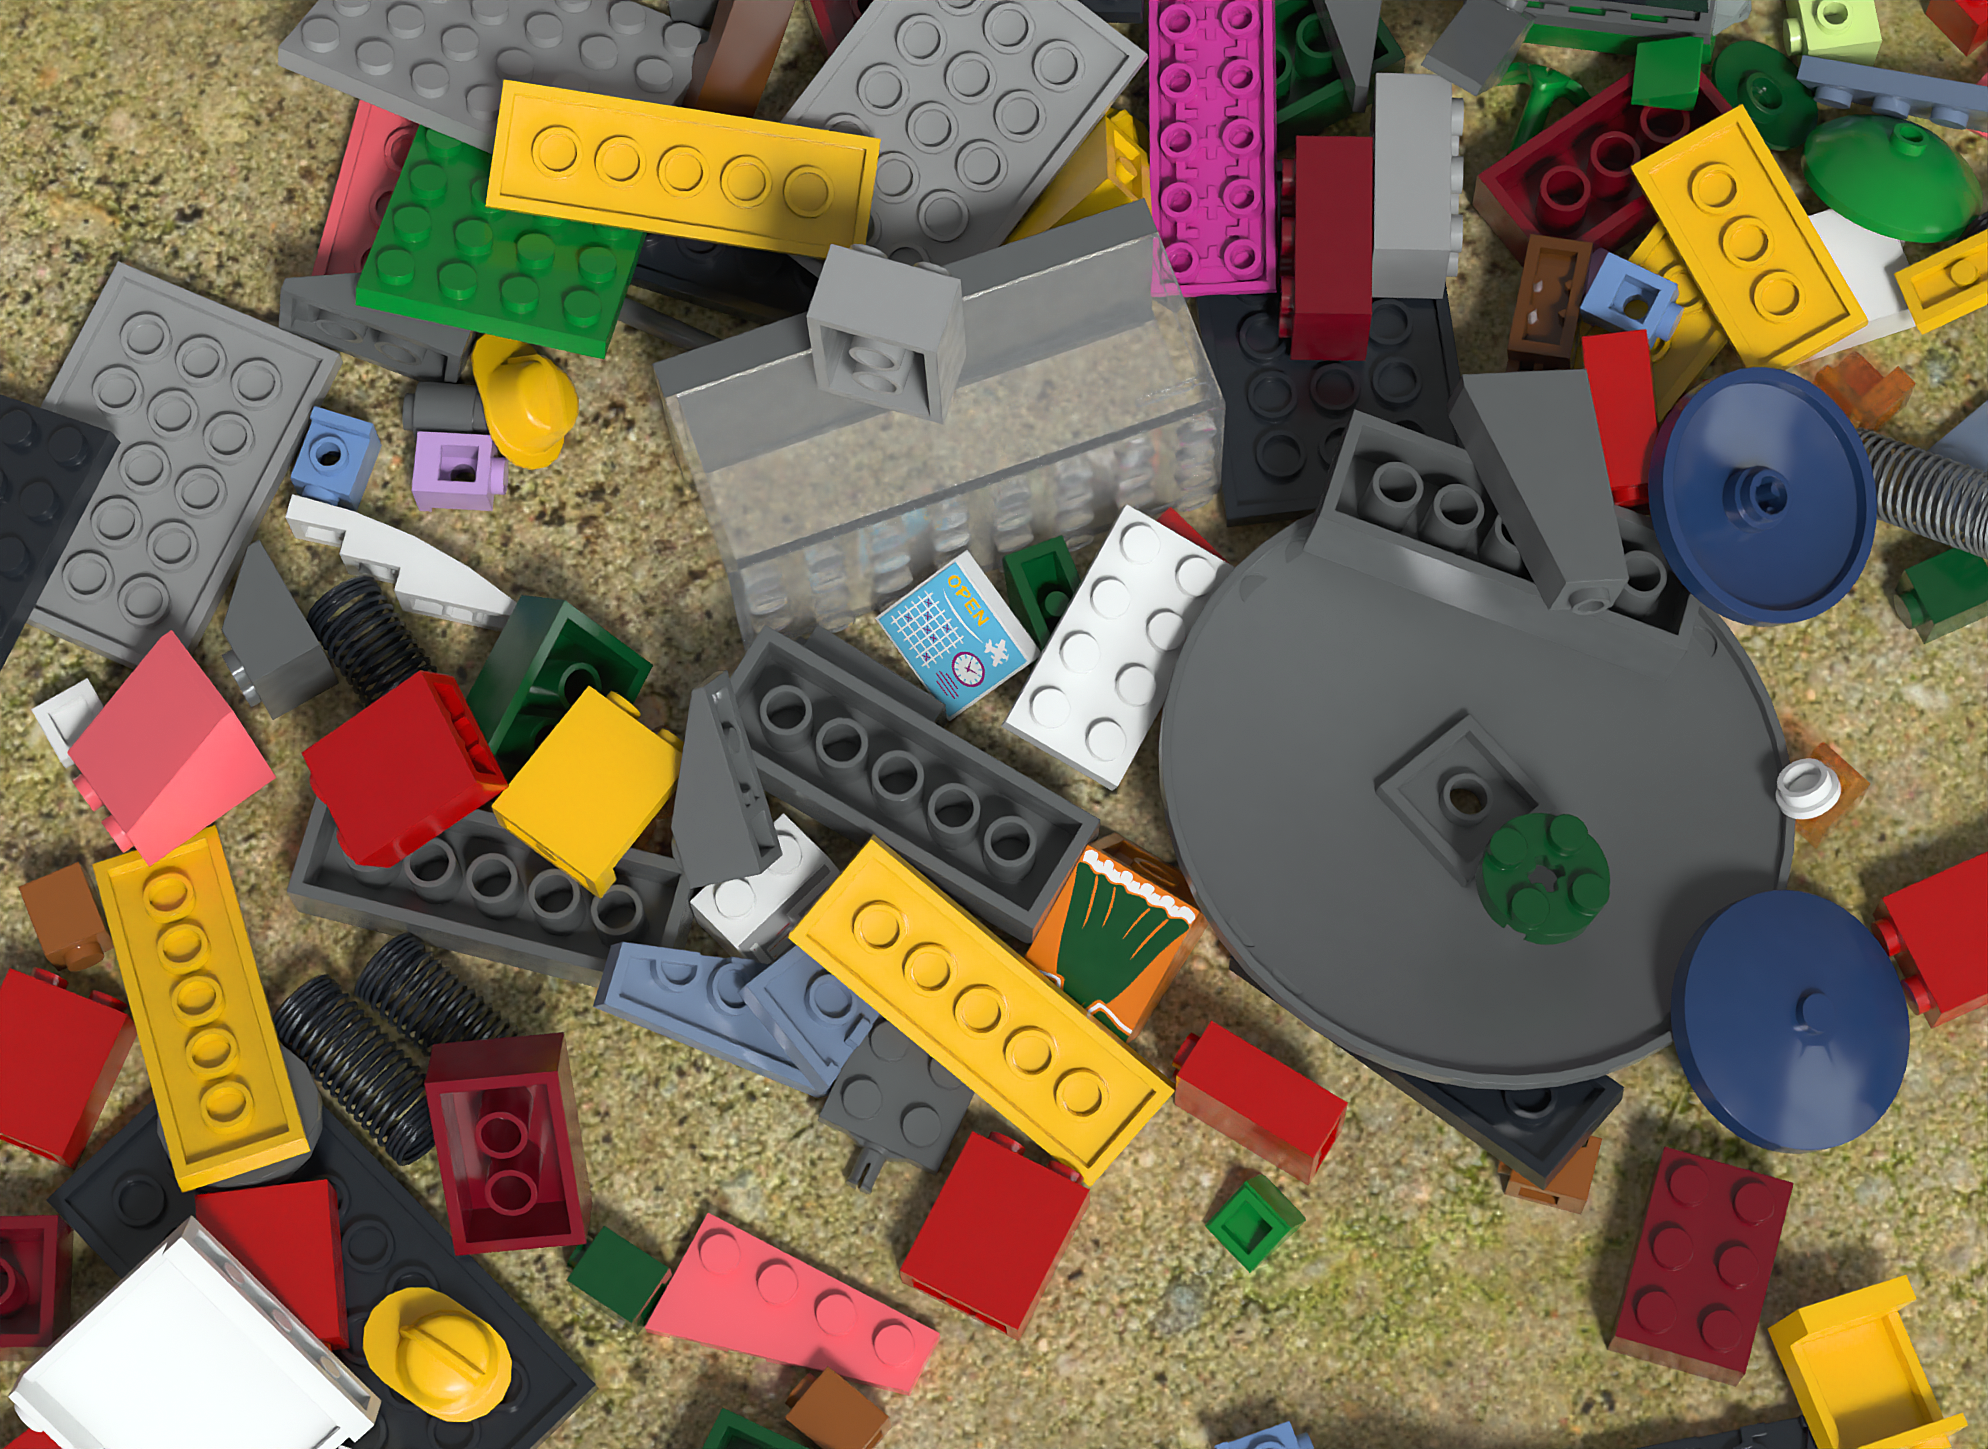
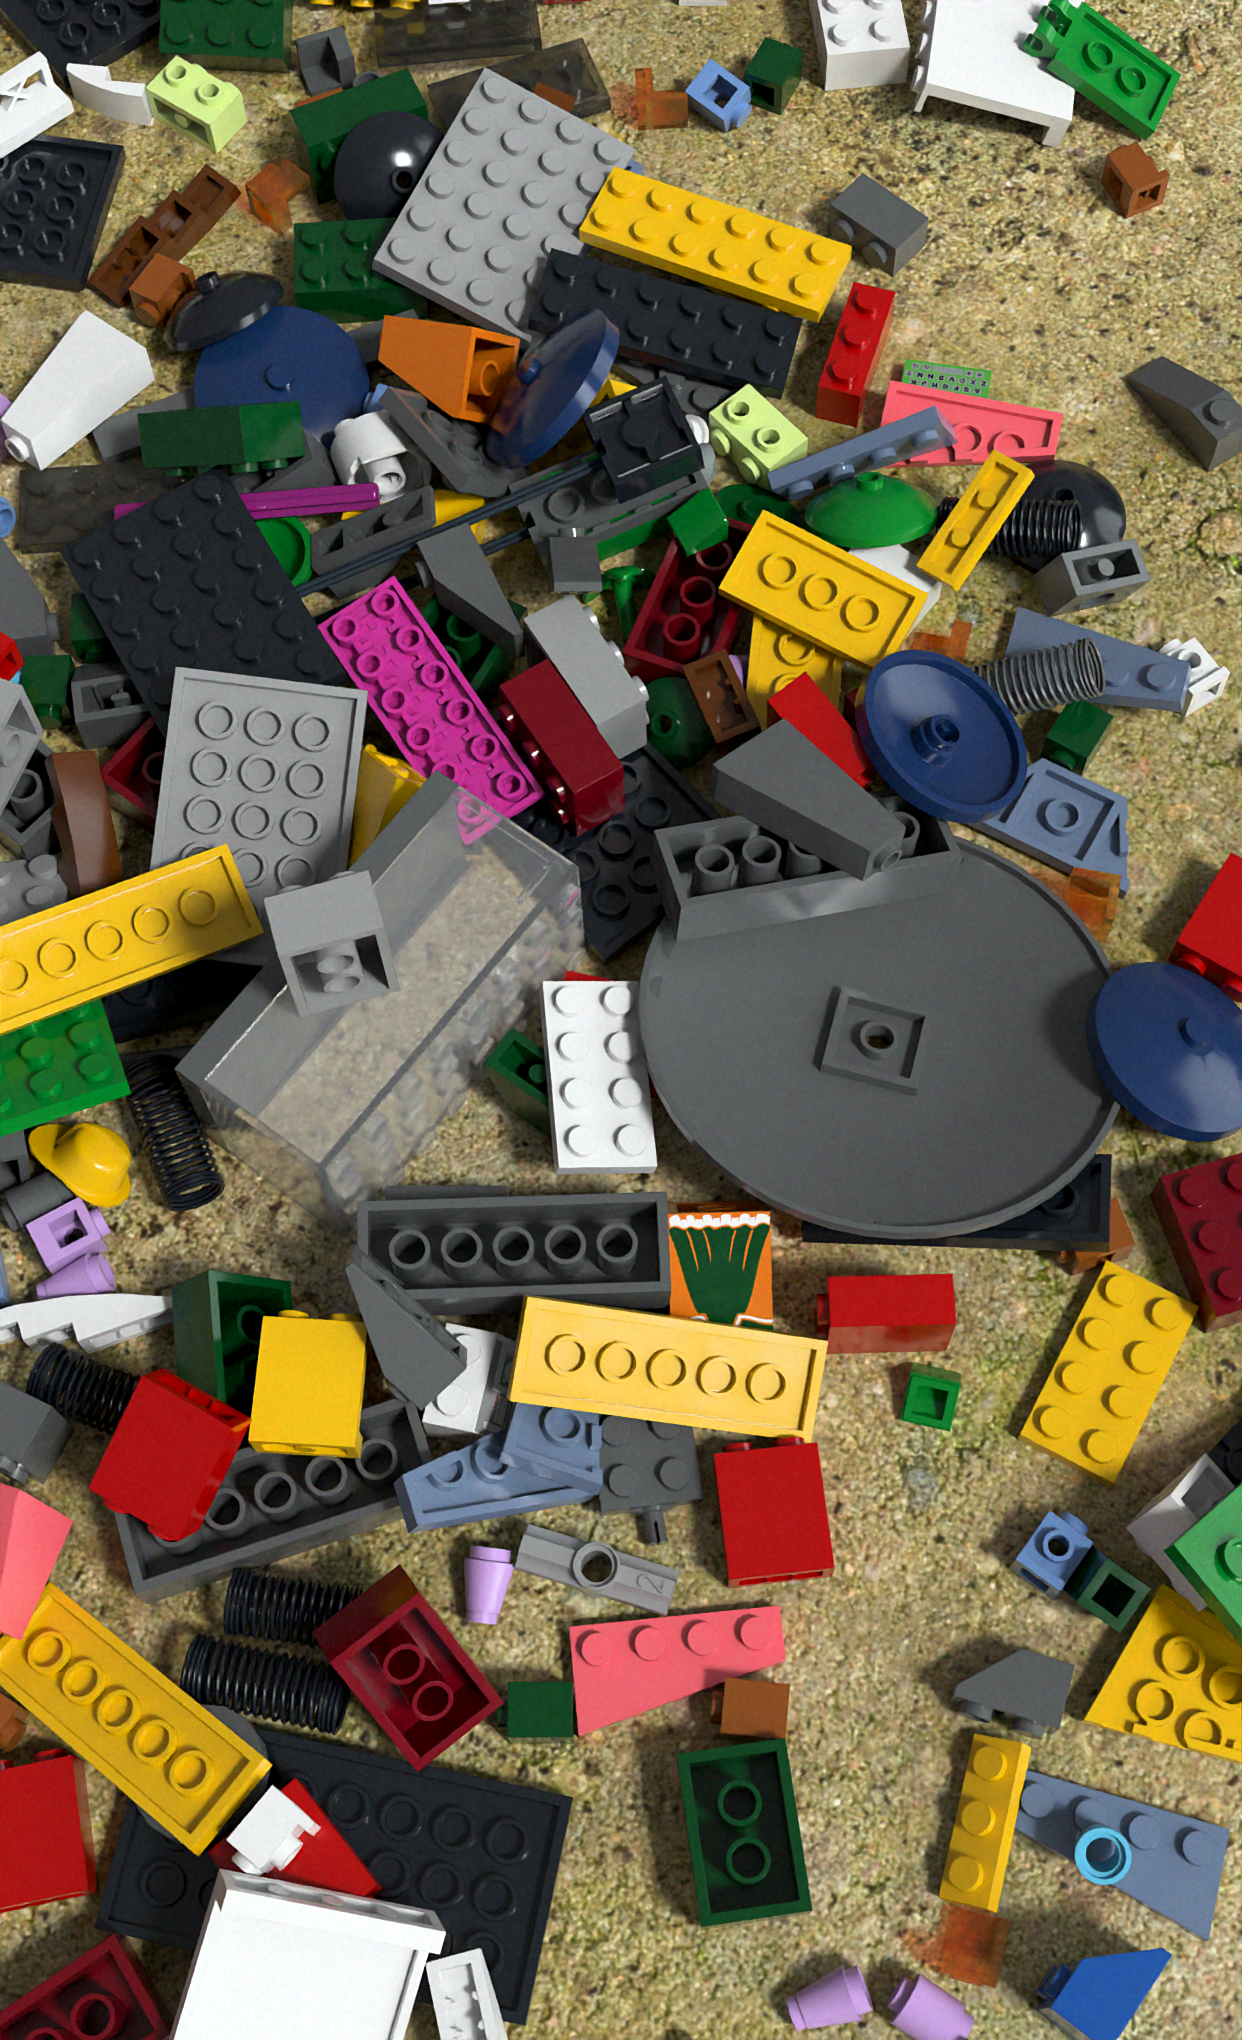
camera: 35 degrees left, 5 degrees down
(265, 1215) = (270, 1834): none -> white brick
(437, 1354) = (448, 1850): yellow piece -> none
(444, 525) = (82, 1277): none -> lavender cone
(591, 492) = (155, 1087): none -> black piece
(653, 1112) = (486, 1582): none -> lavender cone
(800, 1203) = (564, 1557): none -> light grey piece
(958, 635) = (484, 1134): tile -> none
(1467, 1322) = (1108, 1373): none -> yellow plate
(1498, 261) = (688, 737): none -> dark green dish
(1565, 849) = (977, 1028): dark green plate -> none
(1623, 282) = (763, 658): medium blue brick -> none
(1807, 789) = (1084, 902): white plate -> none
(1864, 685) = (1065, 822): none -> sand blue wing

